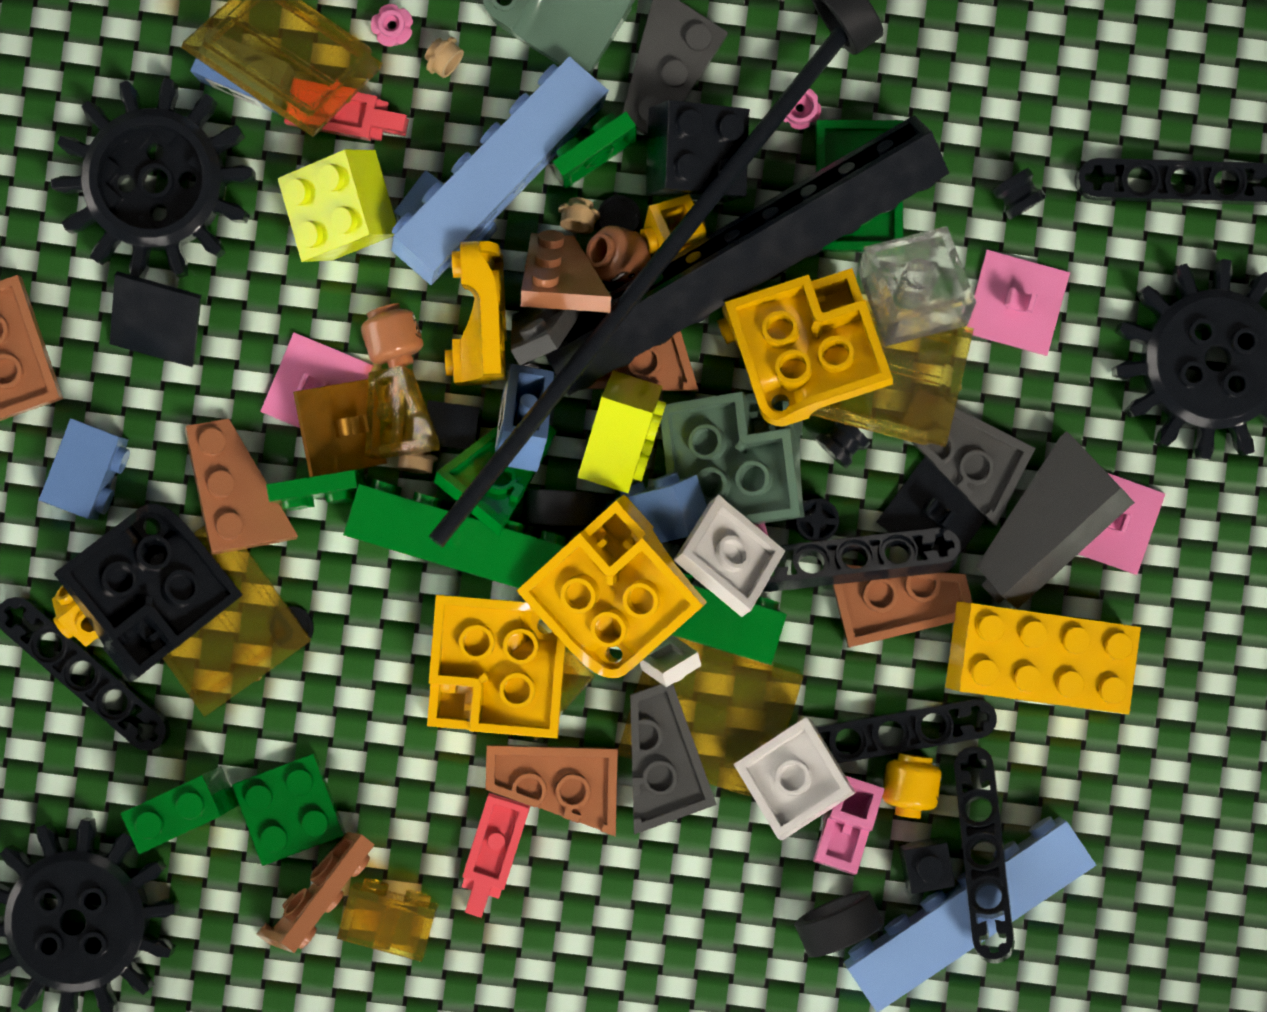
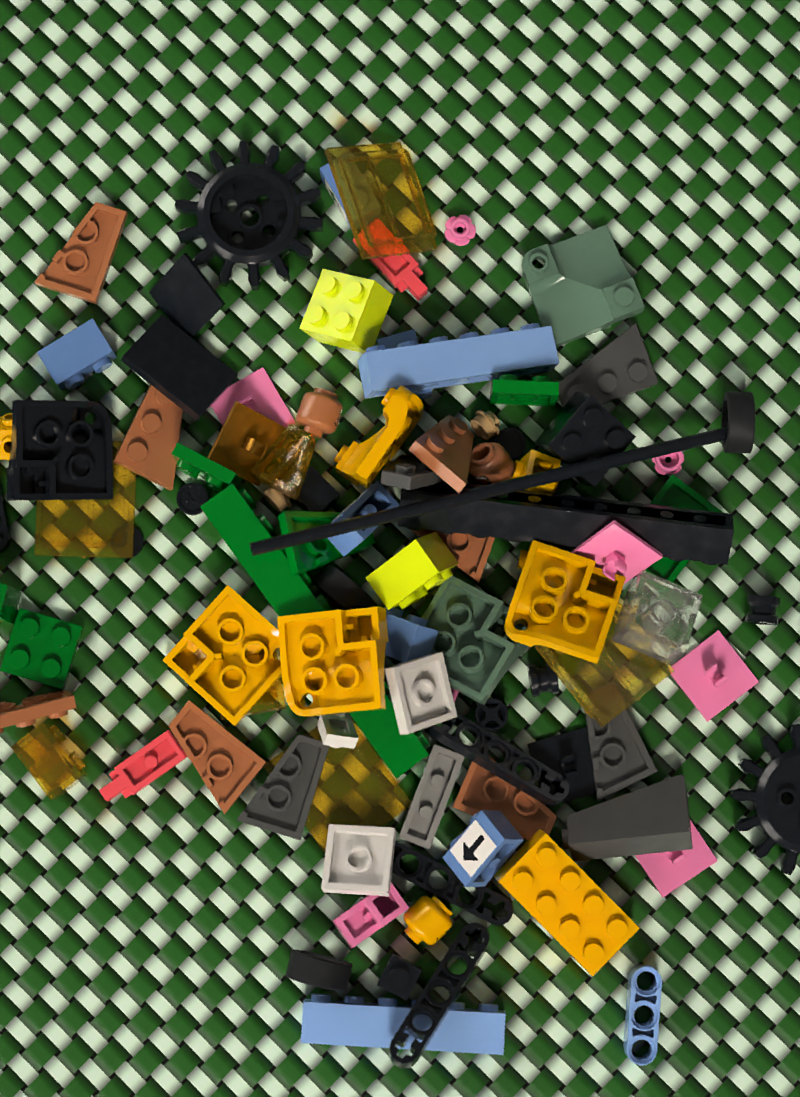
camera: 35 degrees right, 5 degrees down
(204, 401) = (179, 367): none -> black tile
(326, 529) = (191, 497): none -> black piece
(443, 56) = (476, 271): tan plate -> none
(818, 653) = (431, 796): none -> light grey plate
(824, 247) = (618, 552): none -> bright pink piece
(914, 667) = (482, 848): none -> medium blue brick
(1225, 723) = (642, 1031): none -> light blue beam

